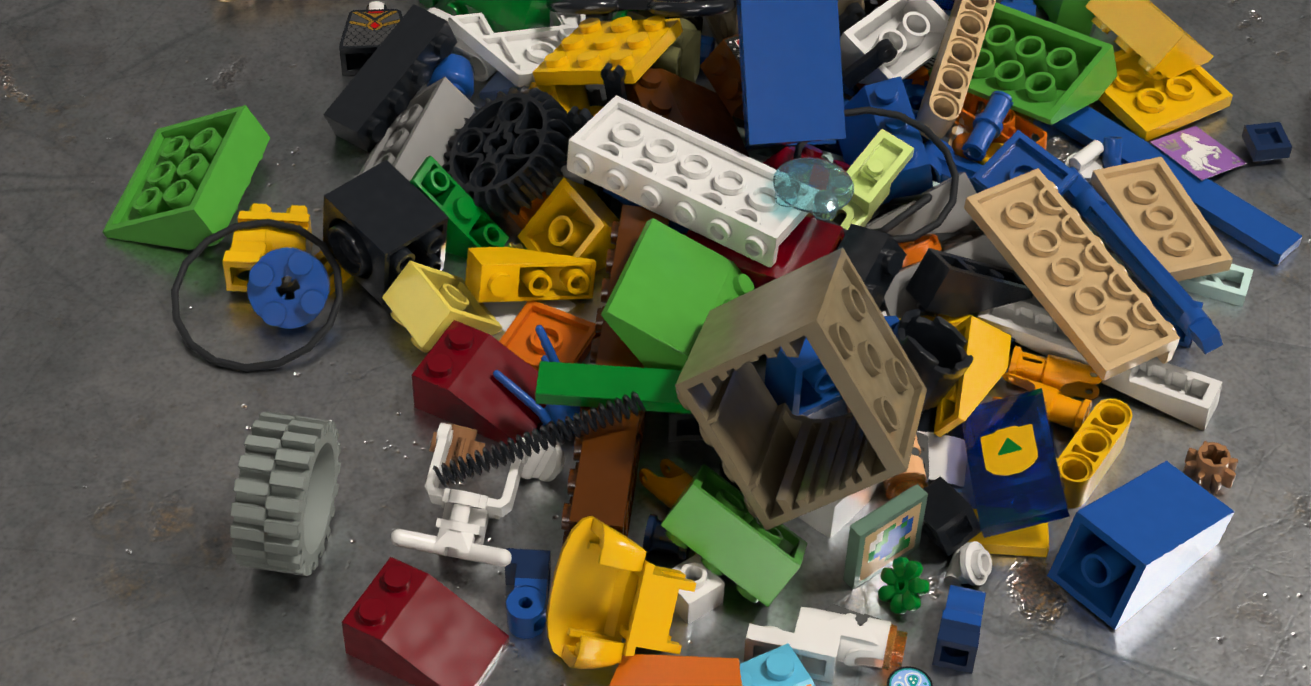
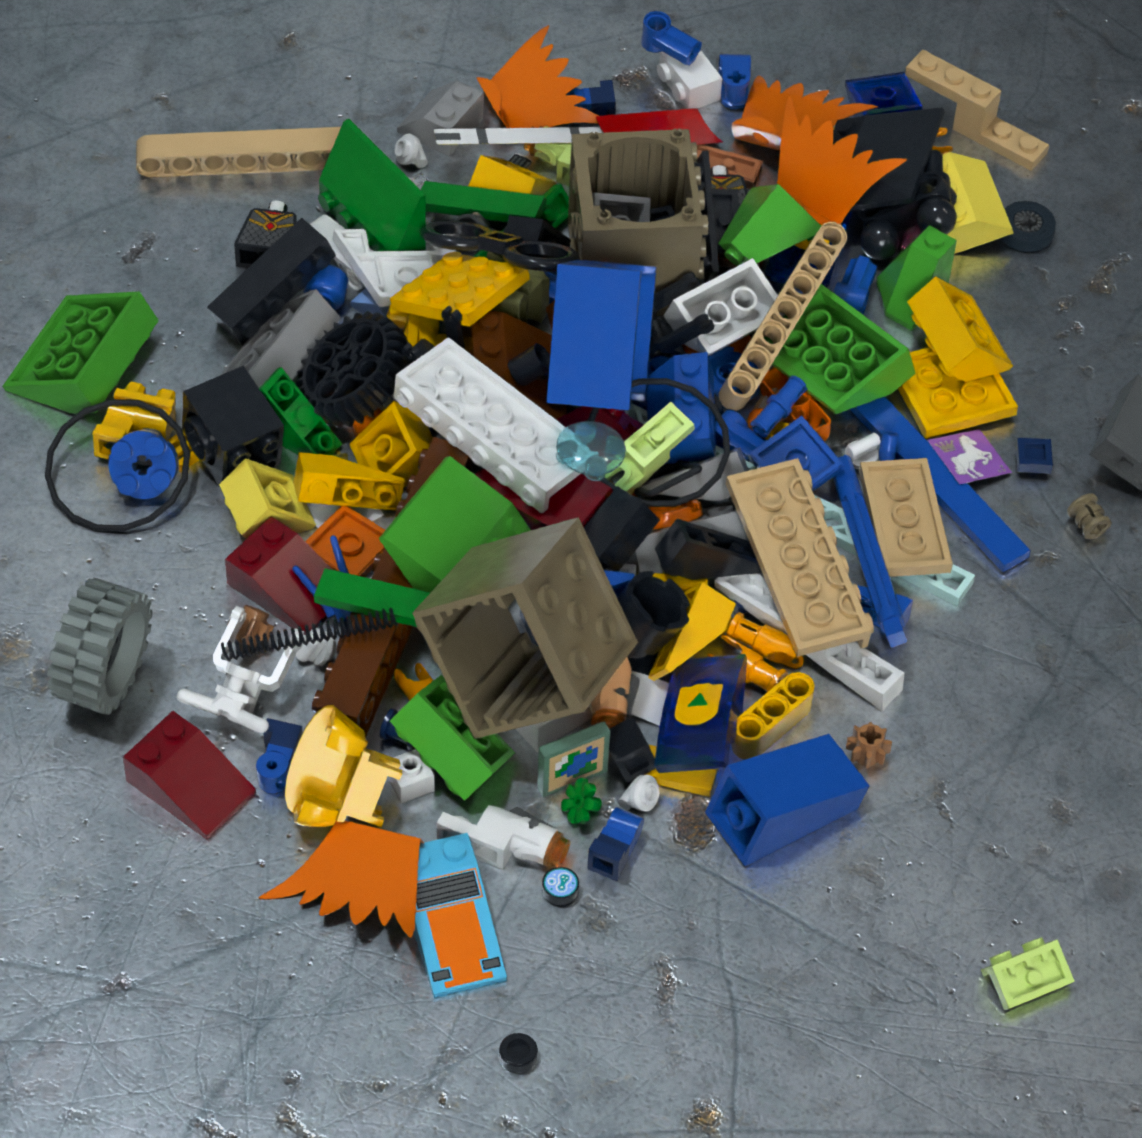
camera: 10 degrees right, 5 degrees up
(715, 116) = (530, 365): none -> black pin

